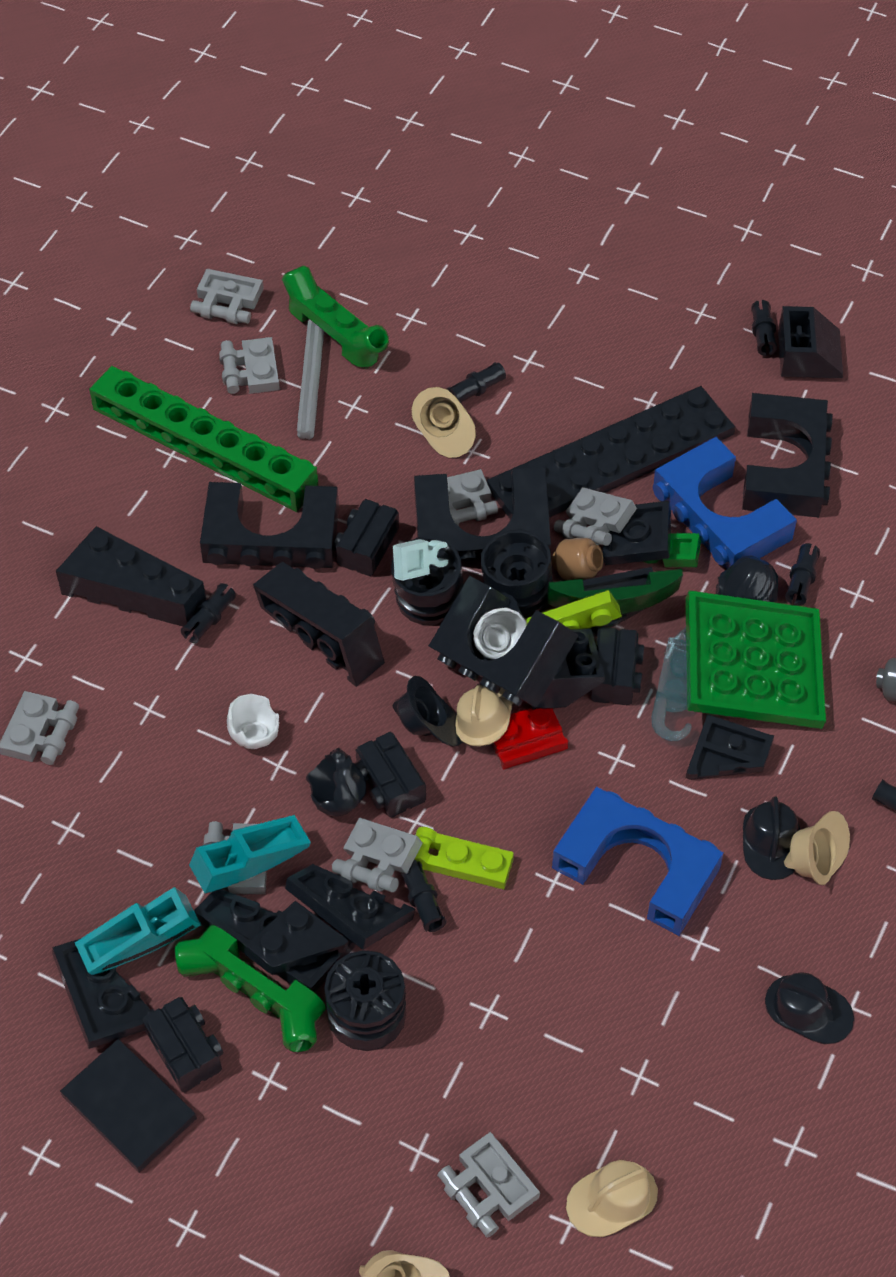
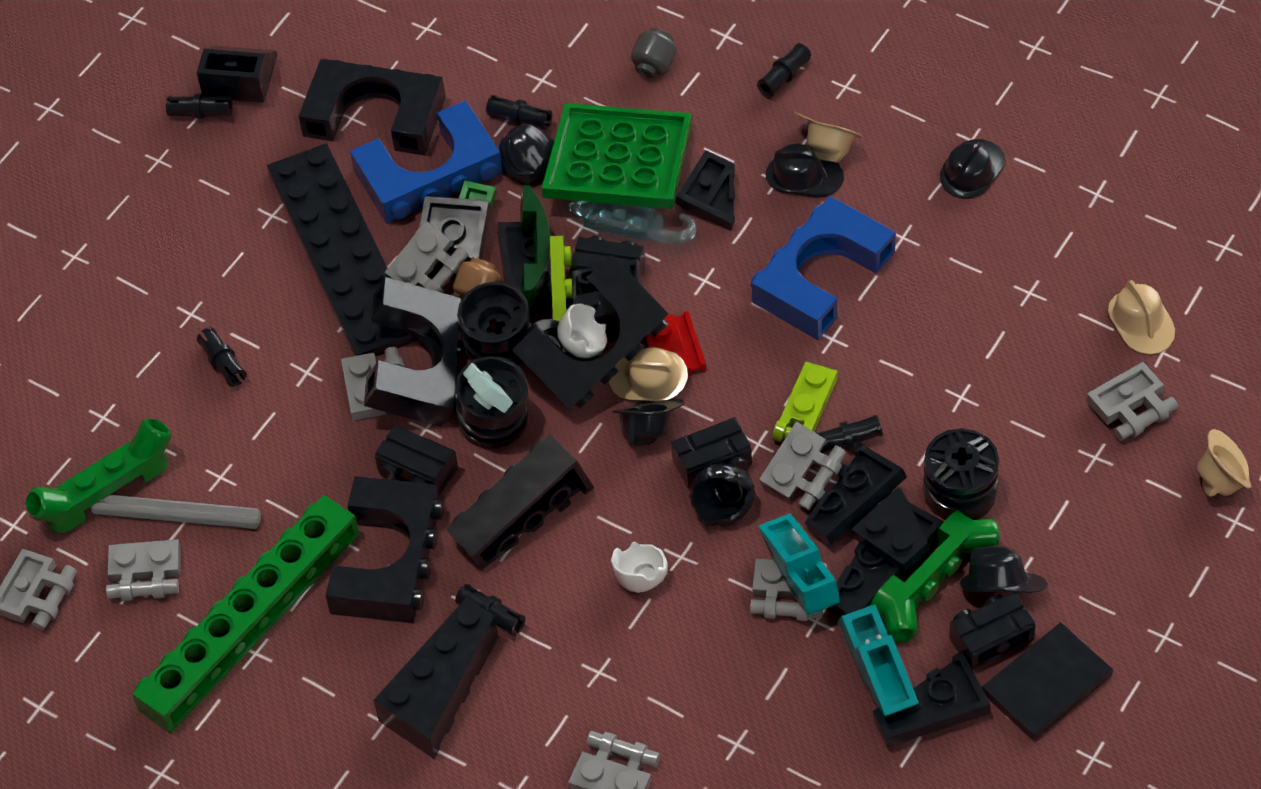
camera: 80 degrees left, 0 degrees up
(244, 1052) = (1000, 570): none -> black piece
(444, 422) = (277, 382): tan piece -> none

